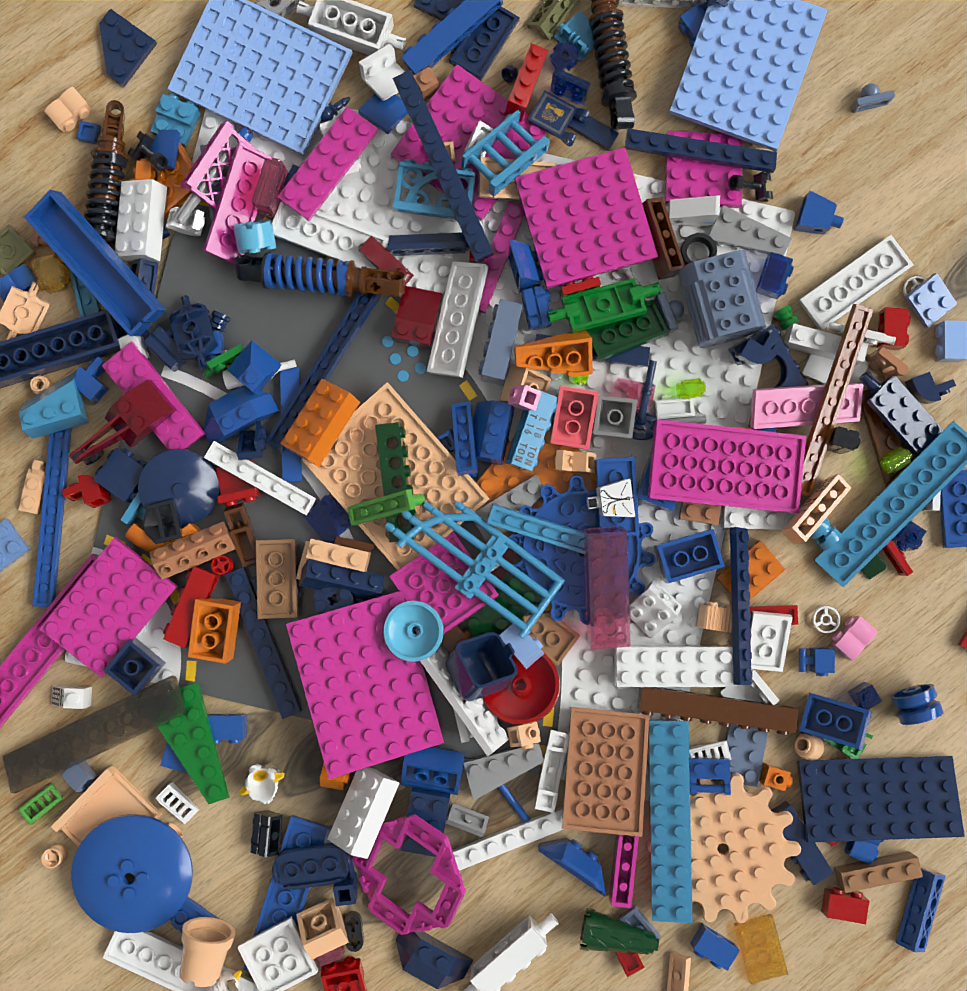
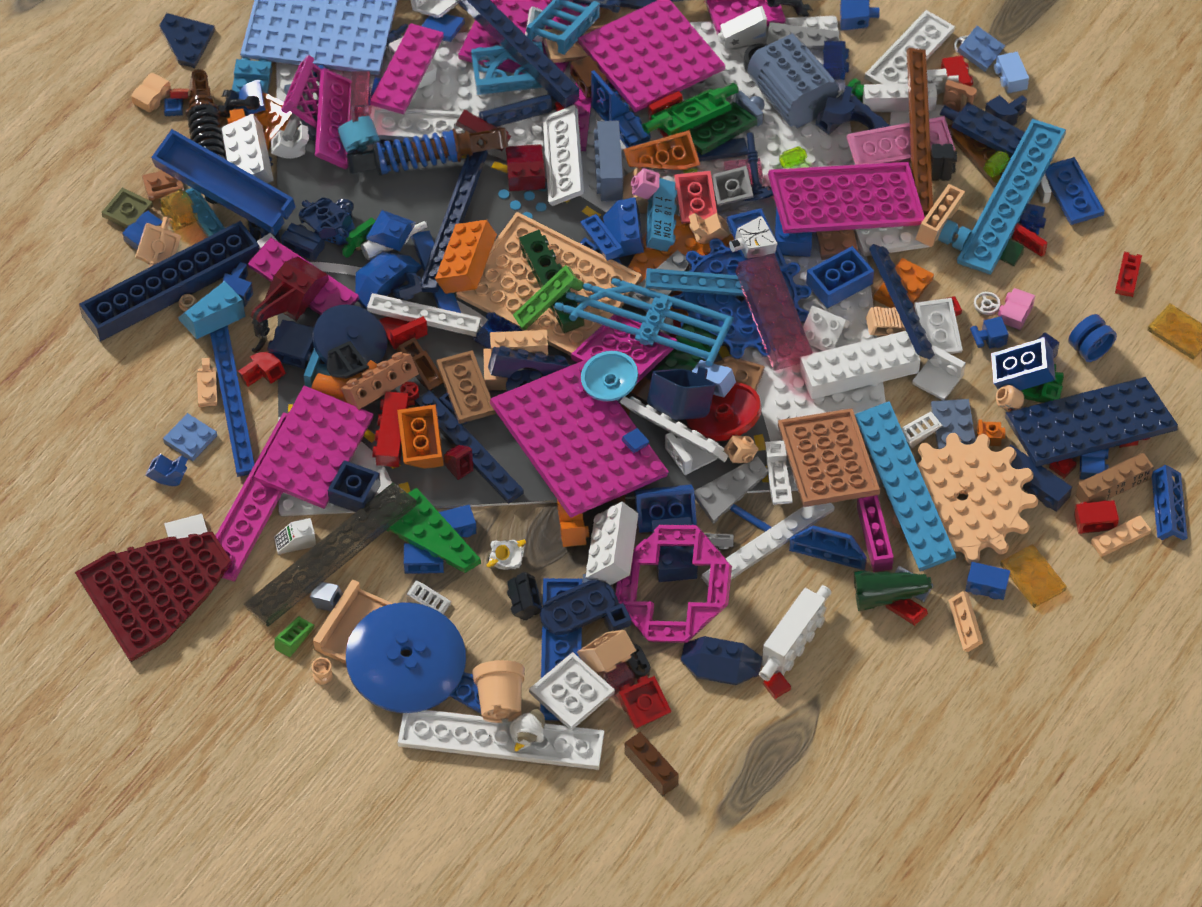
camera: 15 degrees left, 30 degrees down
(95, 119) = (179, 93): none -> red tile
(244, 663) = (459, 461): none -> dark red slope
(419, 706) = (635, 440): none -> blue tile
(511, 226) = (581, 73): none -> reddish brown brick
(669, 255) = (736, 65): reddish brown brick -> none
(710, 769) = (926, 433): blue plate -> none
(718, 709) = (913, 388): reddish brown brick -> none
(850, 932) = (1120, 536): none -> light nougat plate

